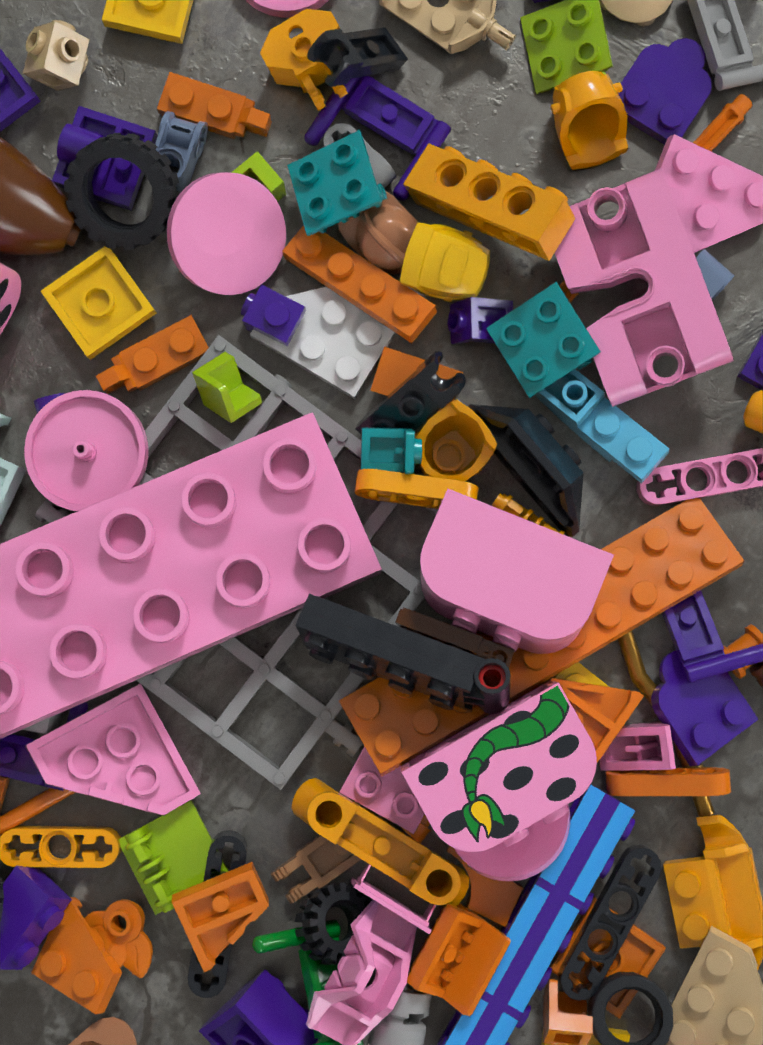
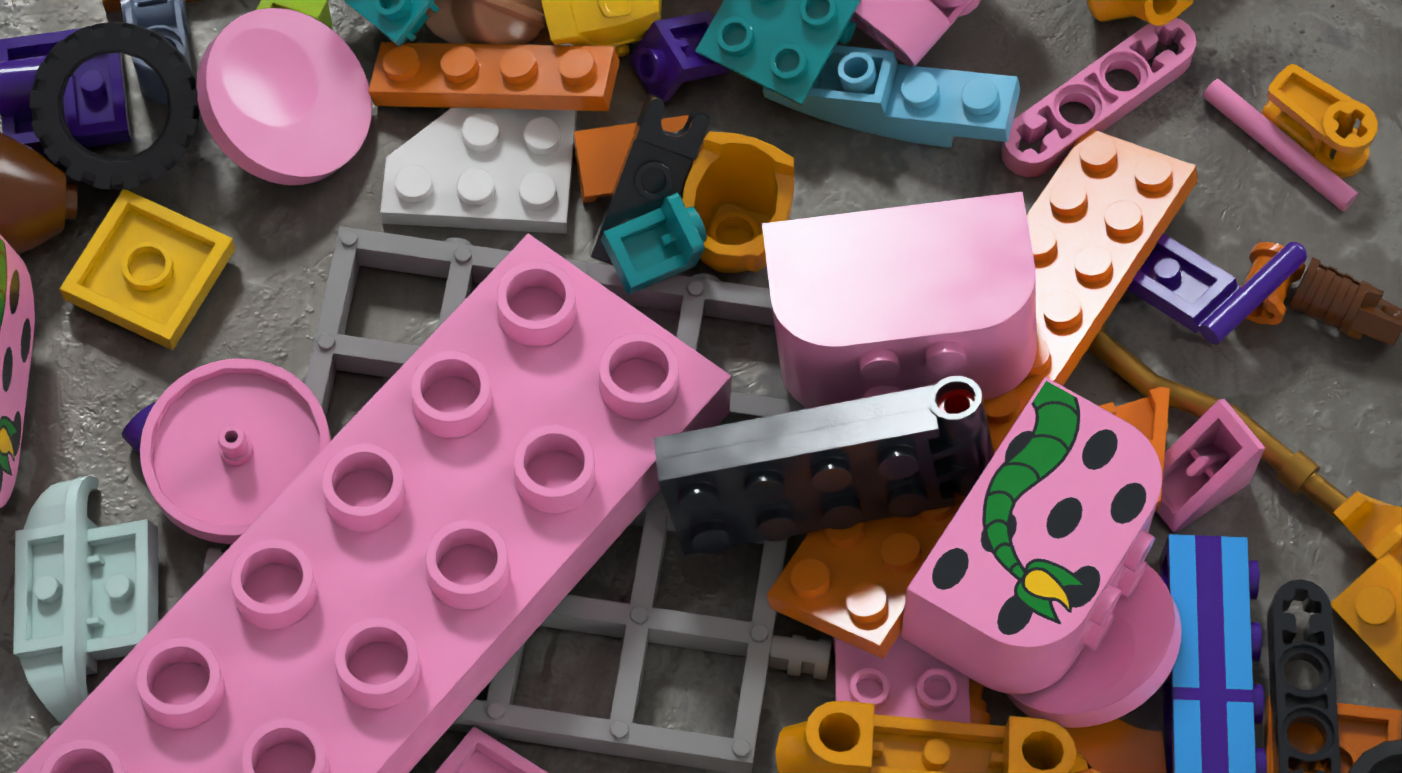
camera: 30 degrees left, 20 degrees down
(155, 357) = (266, 300): orange hinge -> none
(223, 388) = (380, 289): lime panel -> none
(272, 314) = (399, 168): dark purple bracket -> none
(408, 488) = (685, 287): light orange beam -> none
(537, 462) = (848, 171): black wedge -> none
(674, 782) = (1271, 481): orange beam -> none
(699, 713) = (1260, 374): dark purple plate -> none

